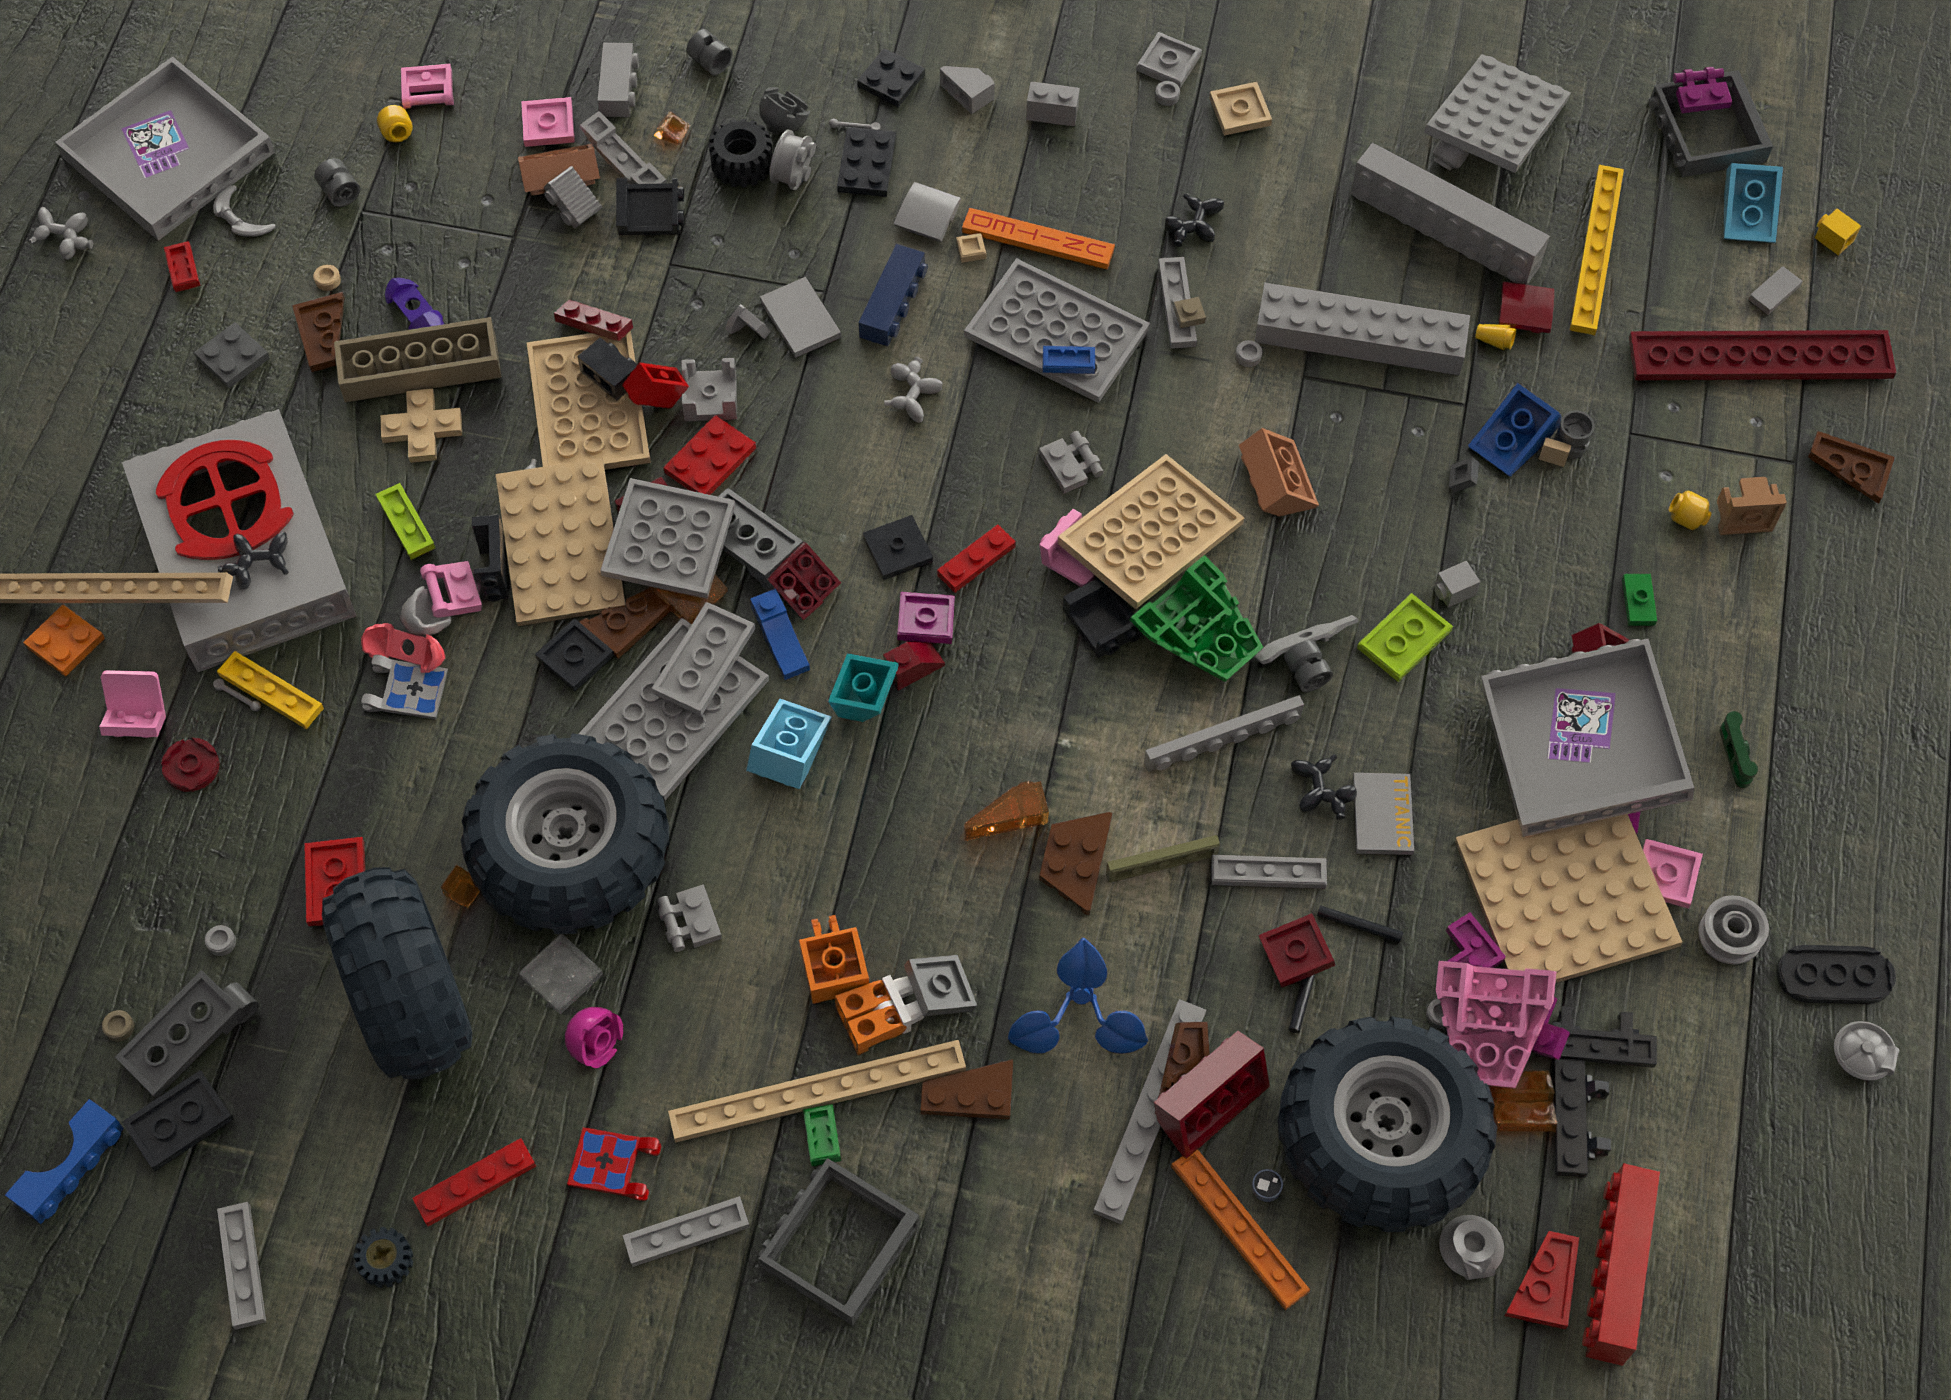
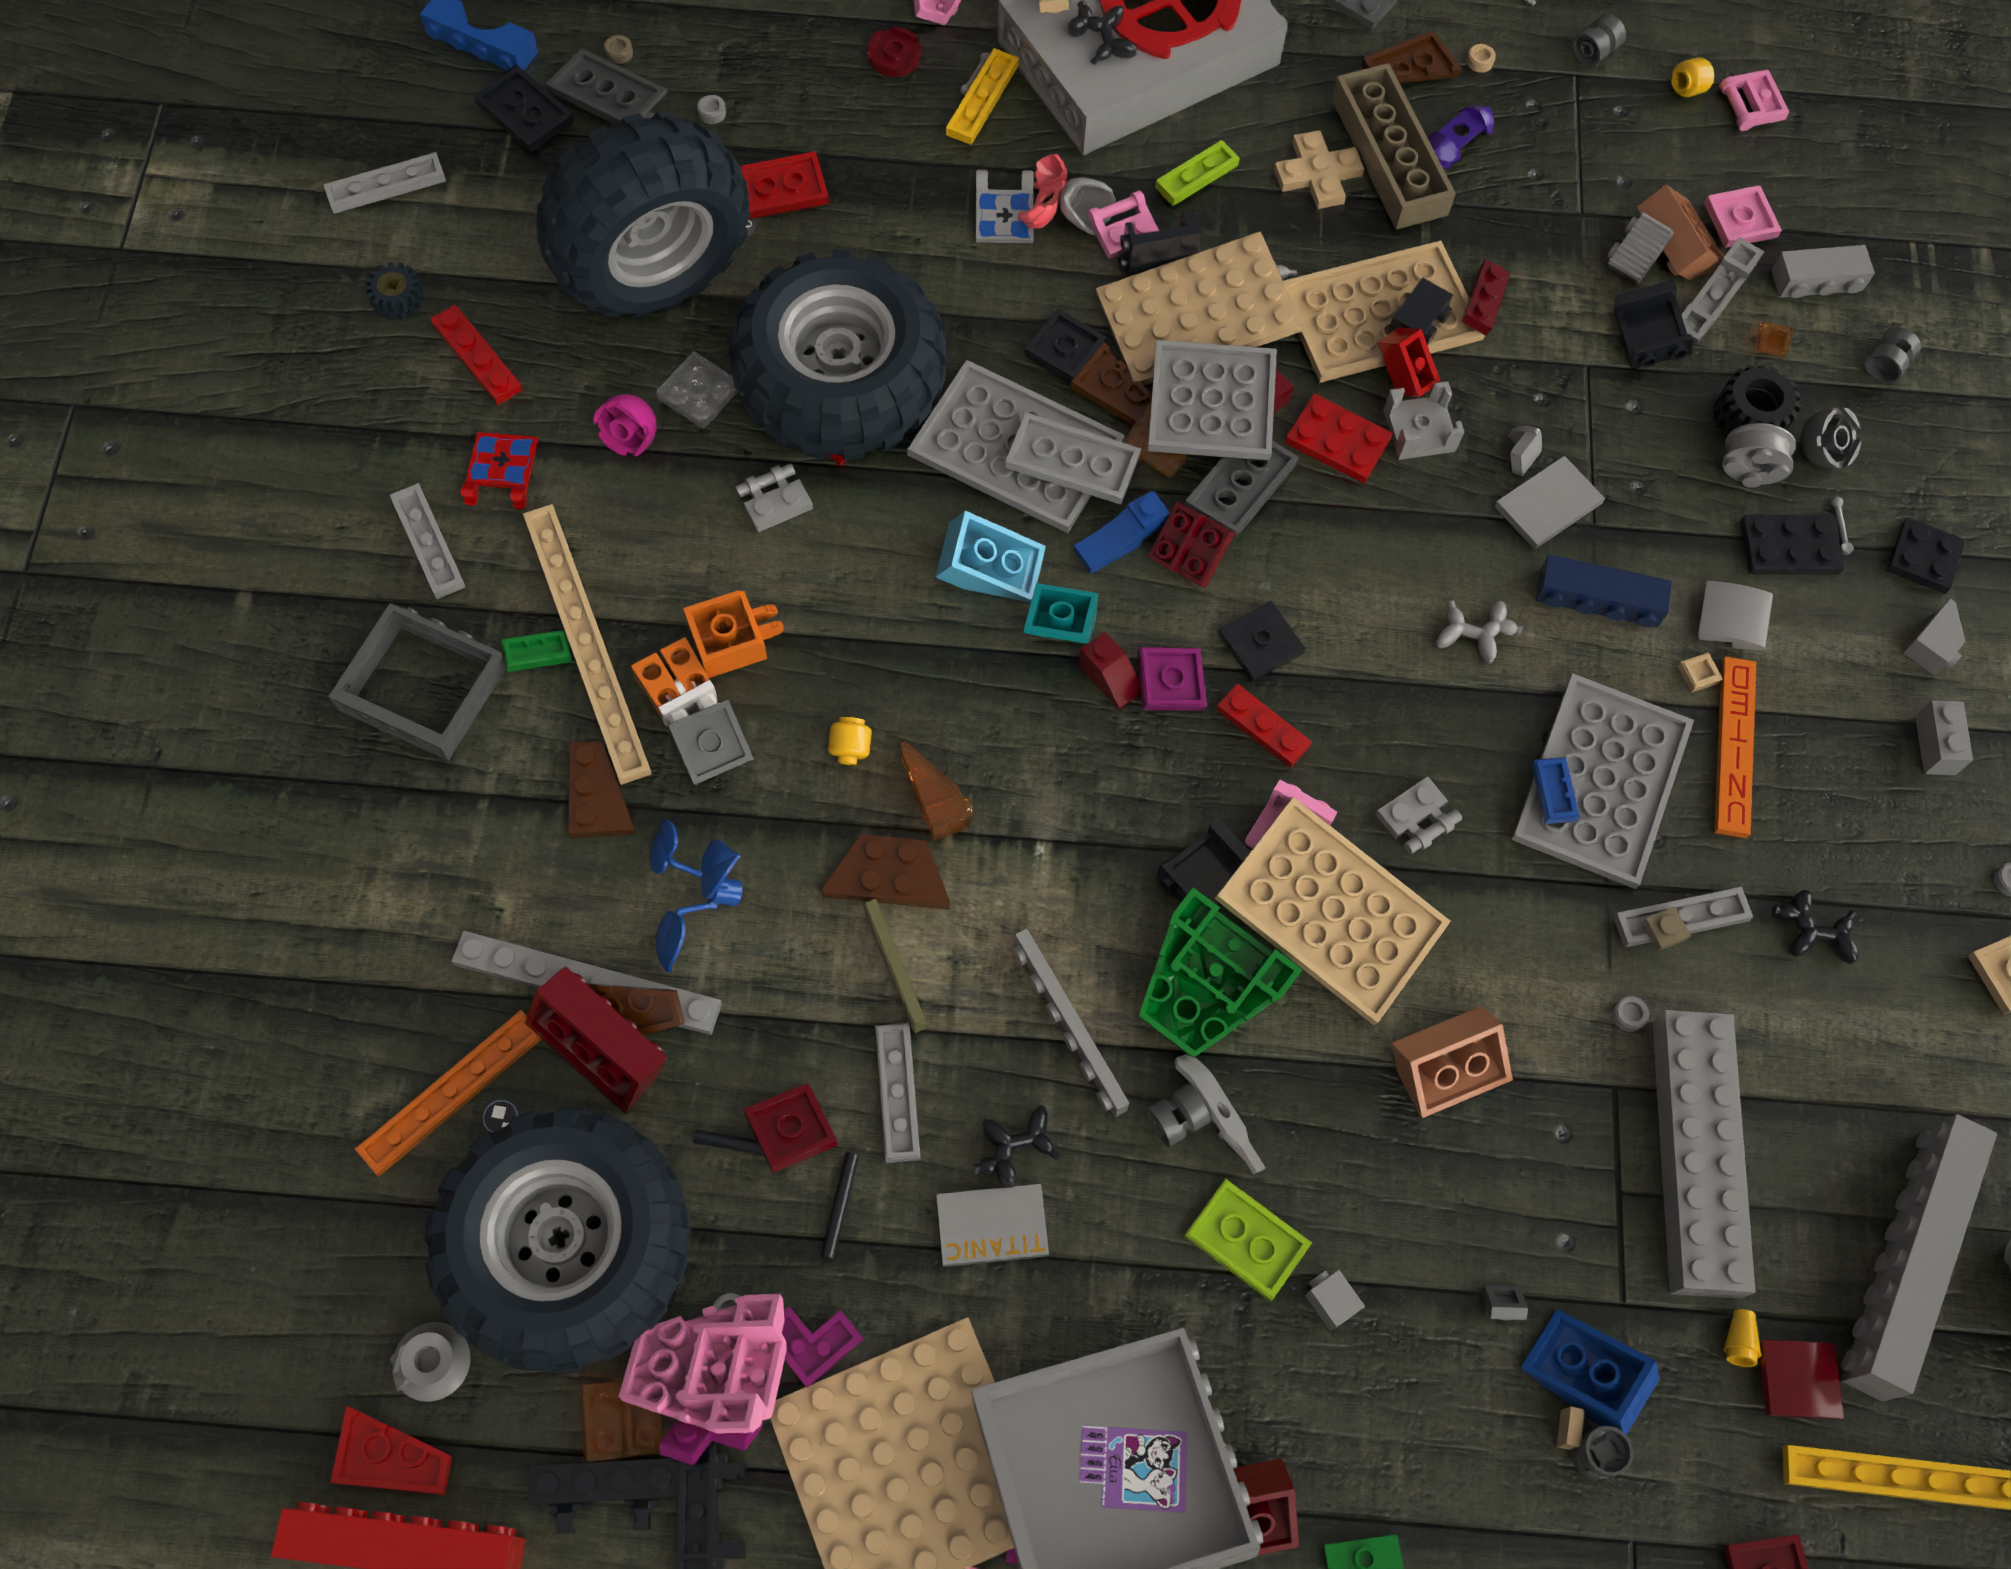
camera: 80 degrees right, 5 degrees up
(951, 873) = (849, 740): none -> yellow head

